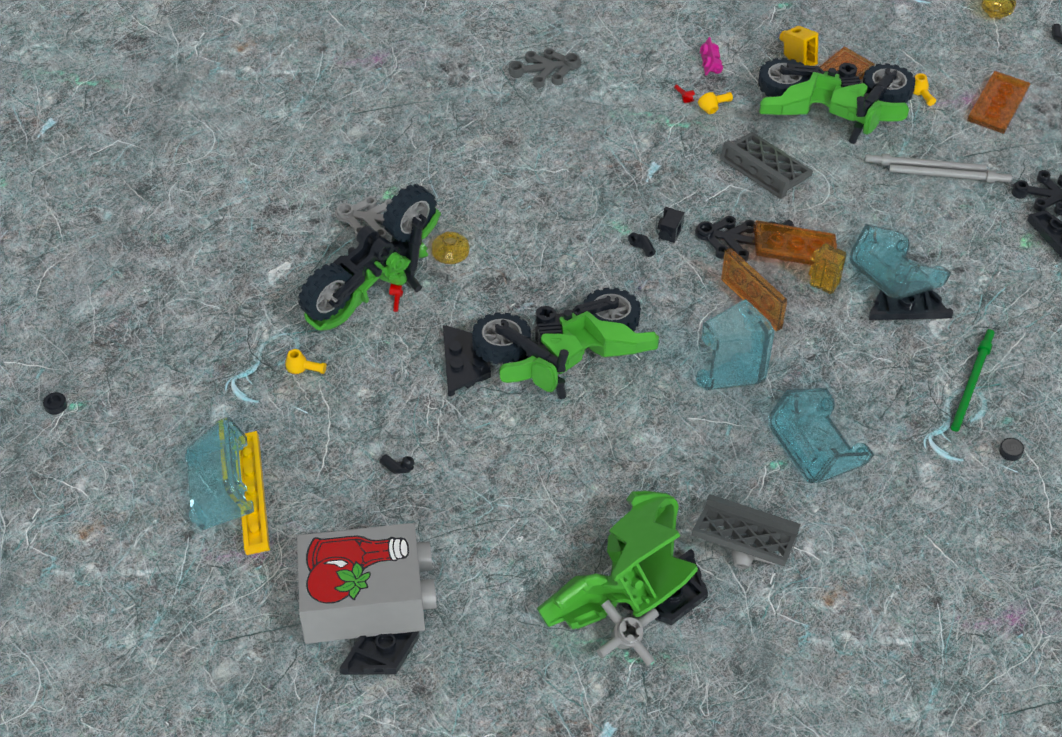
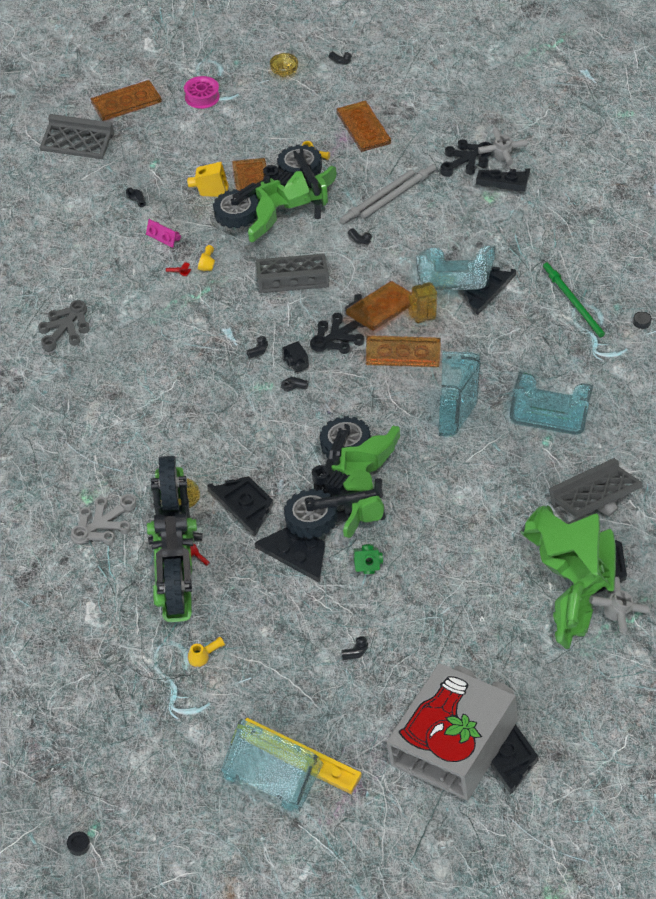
camera: 50 degrees left, 0 degrees up
(479, 292) = (244, 501): none -> black wing
(496, 409) = (362, 554): none -> green brick
(655, 198) = (259, 349): none -> black arm
(733, 17) = (136, 195): none -> black arm
(859, 182) = (365, 239): none -> black arm

